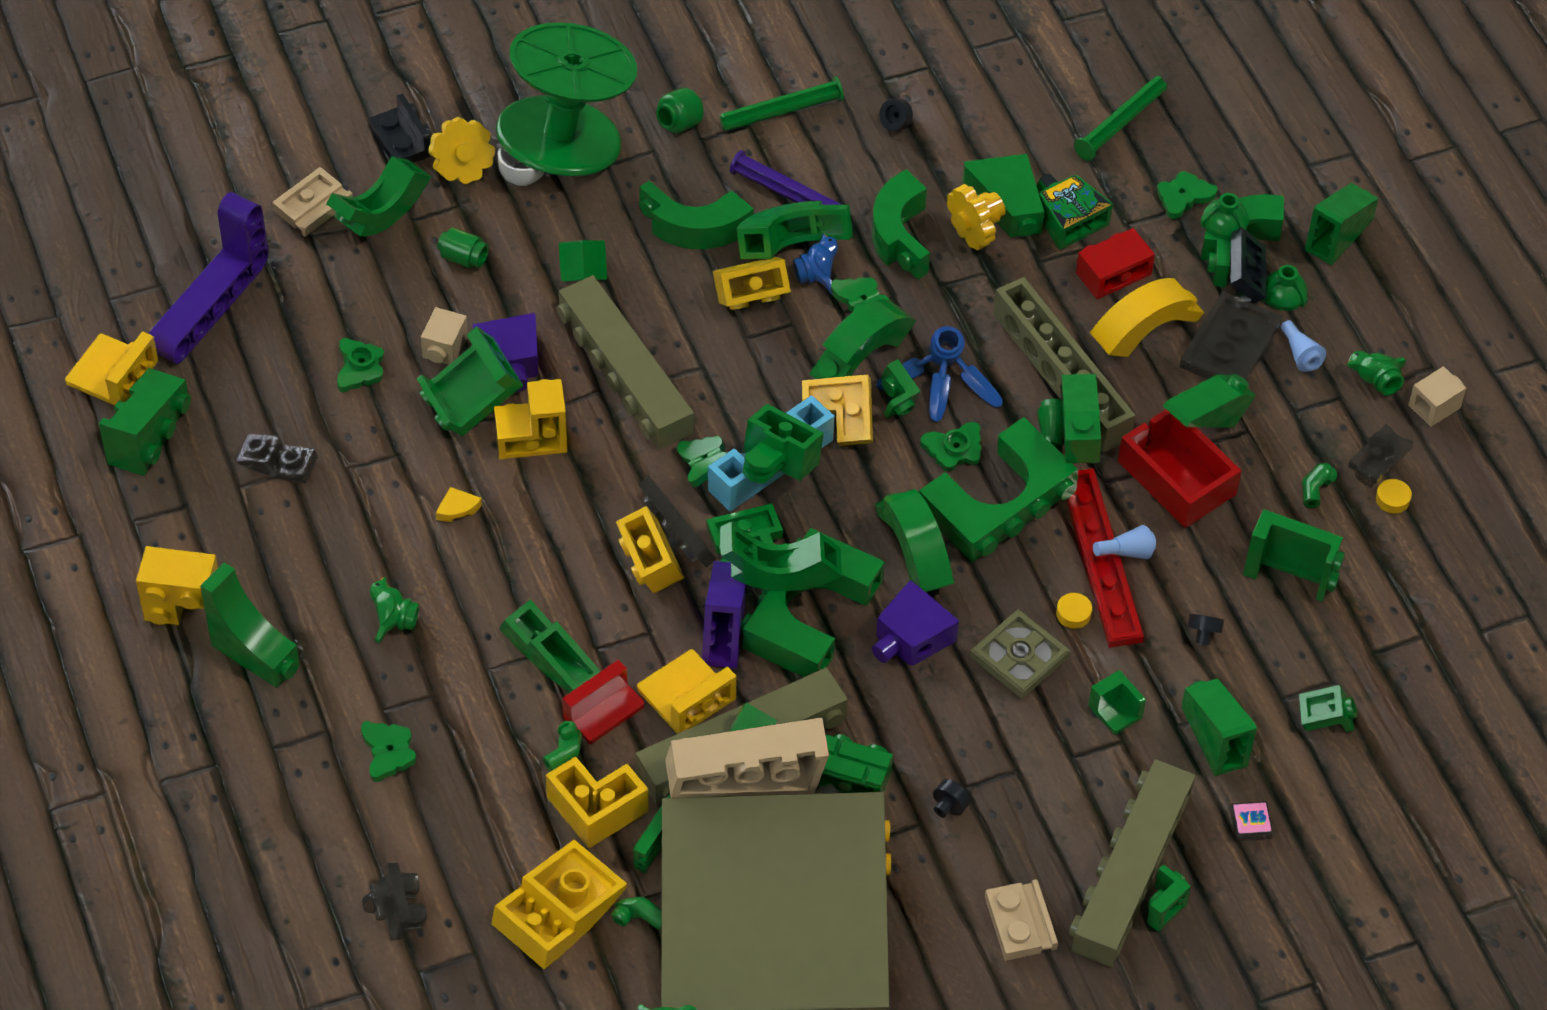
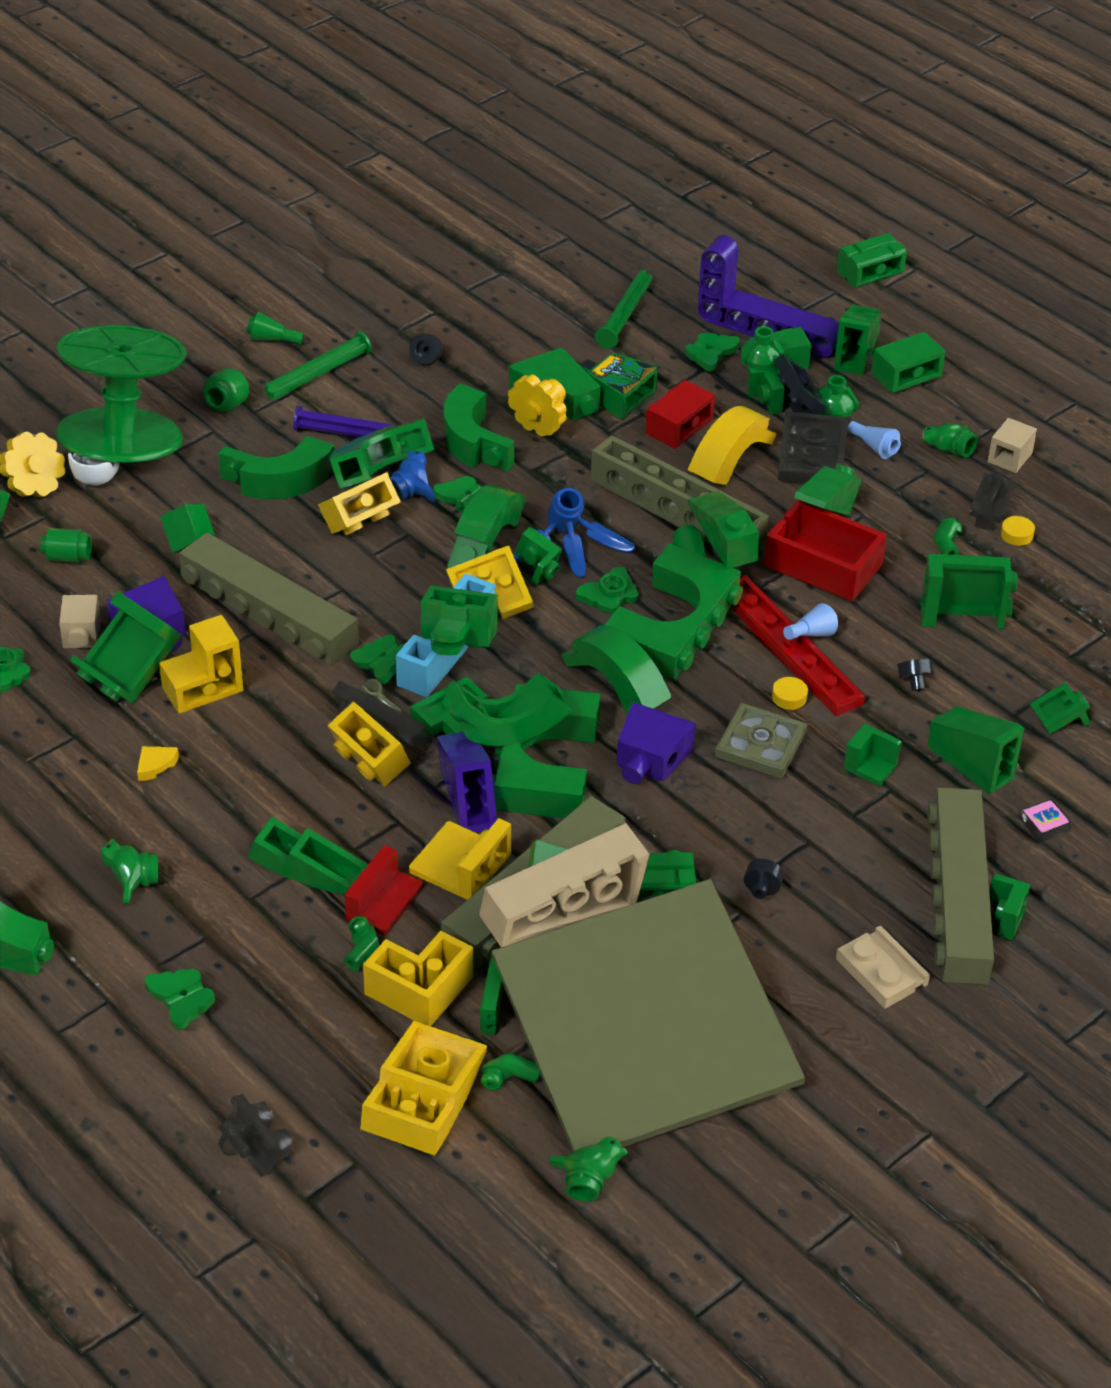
camera: 20 degrees left, 10 degrees down
(684, 498) = (373, 689): none -> olive hand
(748, 45) = (266, 329): none -> green cone
(1244, 159) = (744, 312): none -> dark purple beam
(1377, 267) = (908, 362): none -> green brick
(1406, 127) = (871, 260): none -> green brick

